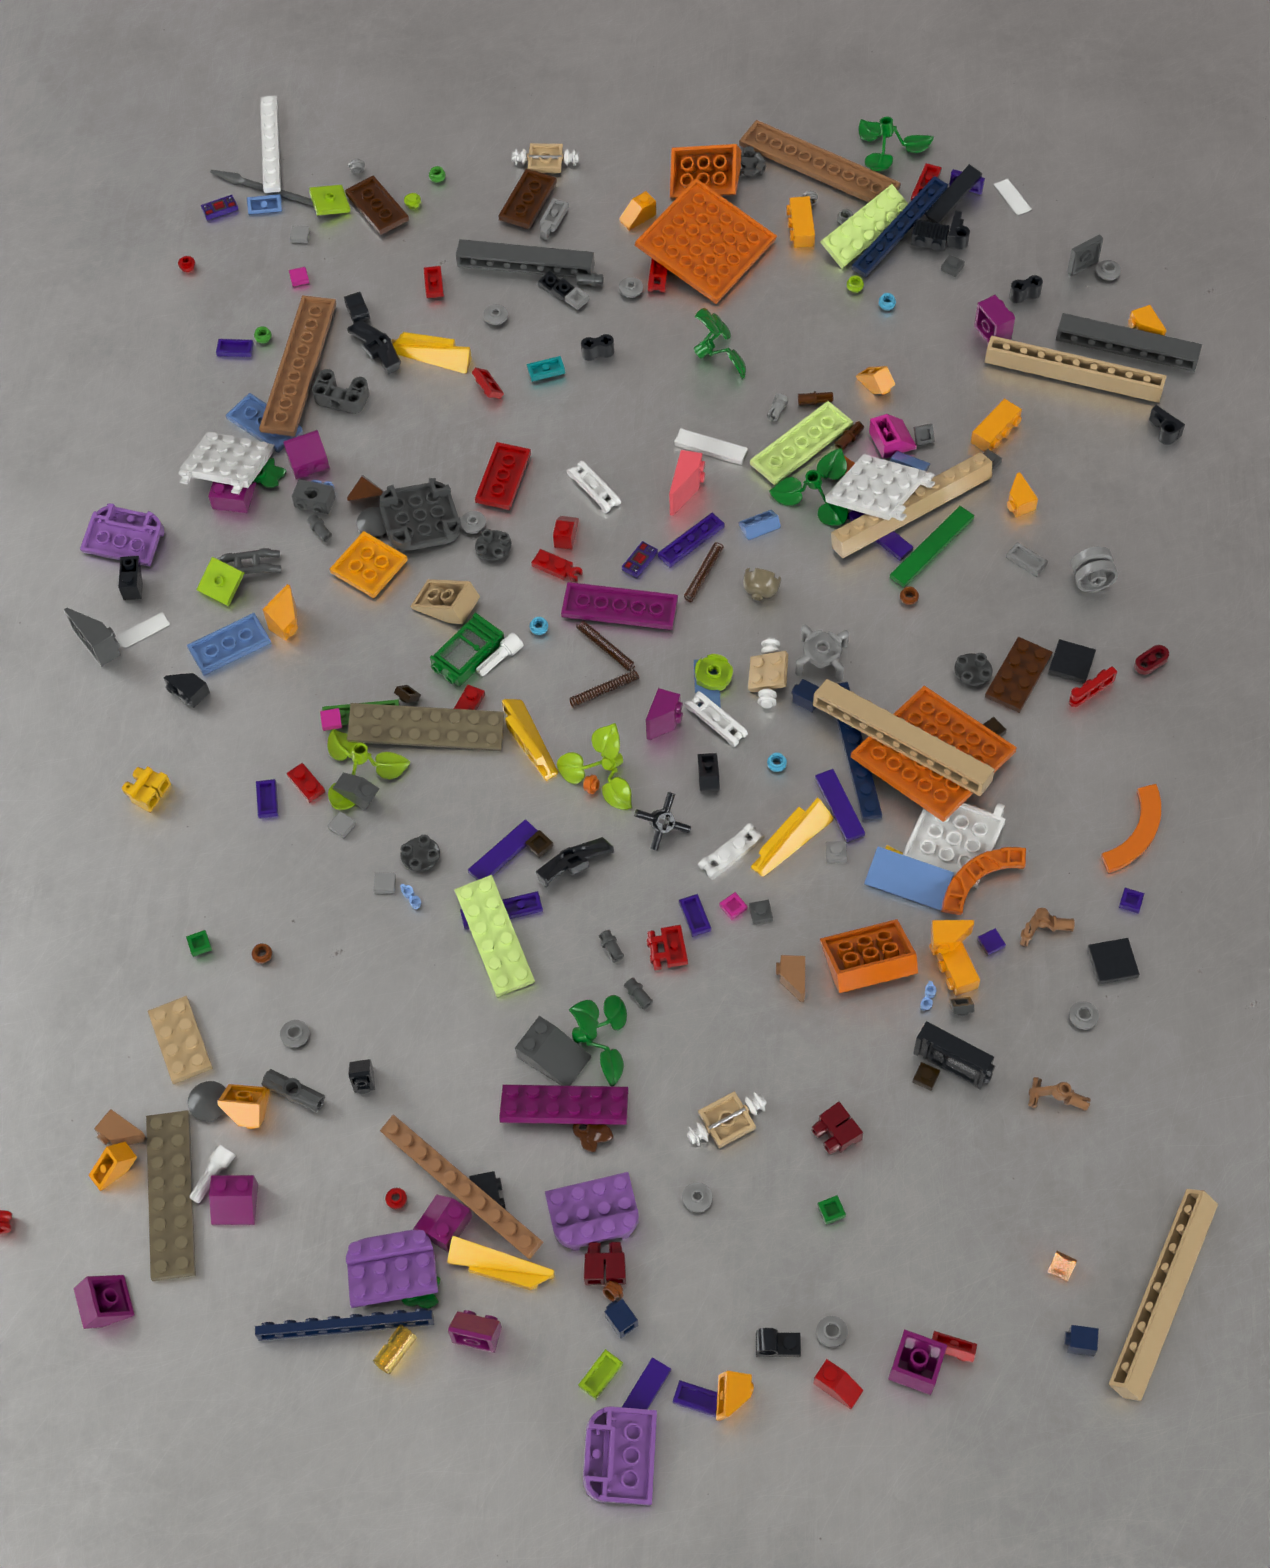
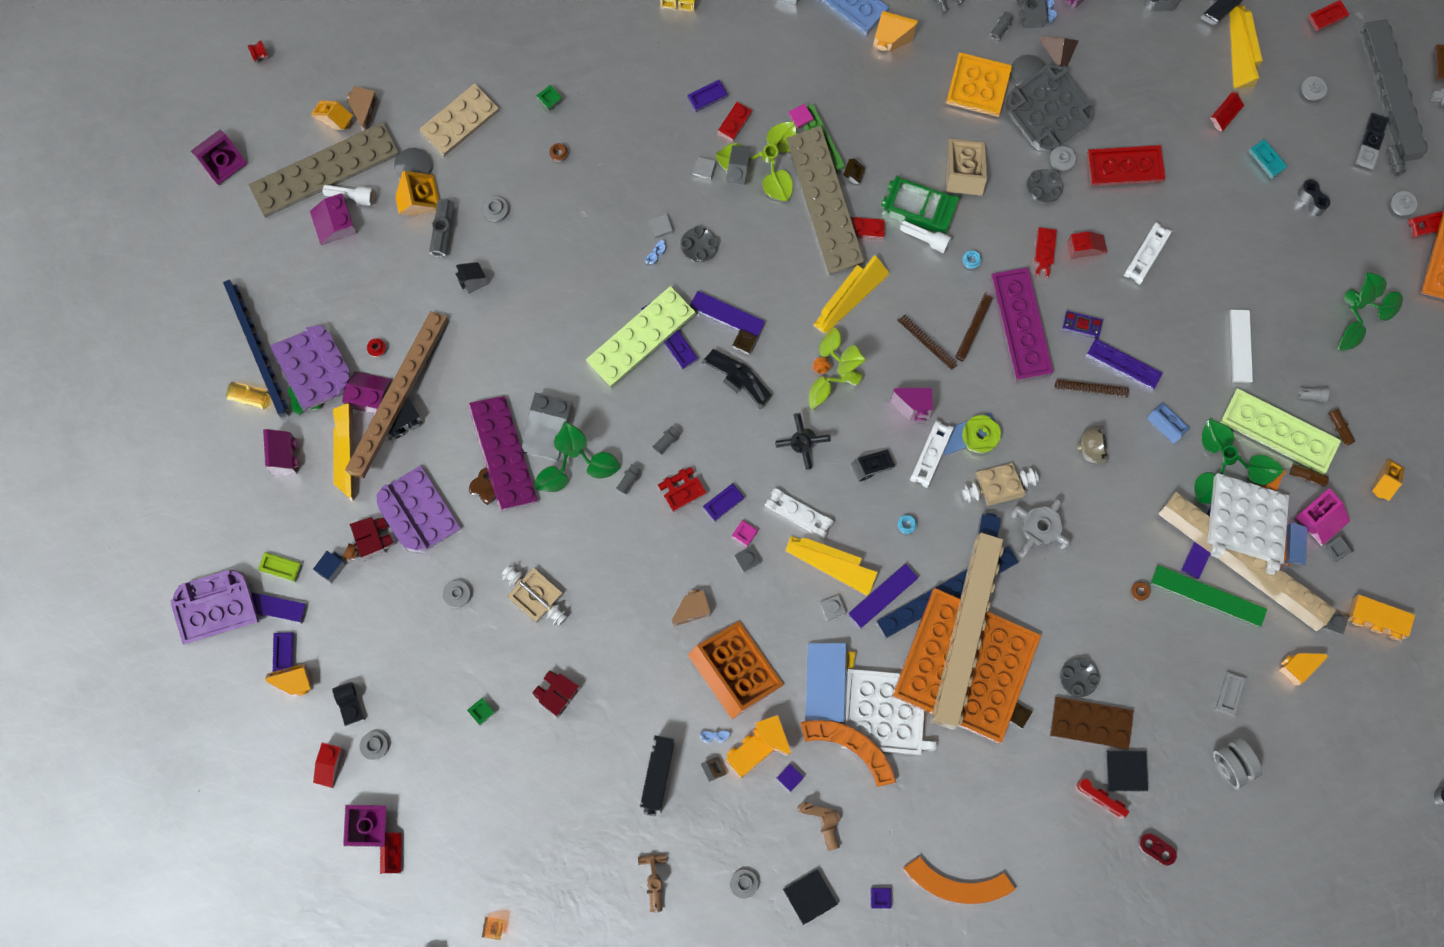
camera: 65 degrees right, 15 degrees up
(686, 480) = (1185, 335): coral slope -> none
(926, 1076) = (635, 757): dark brown plate -> none

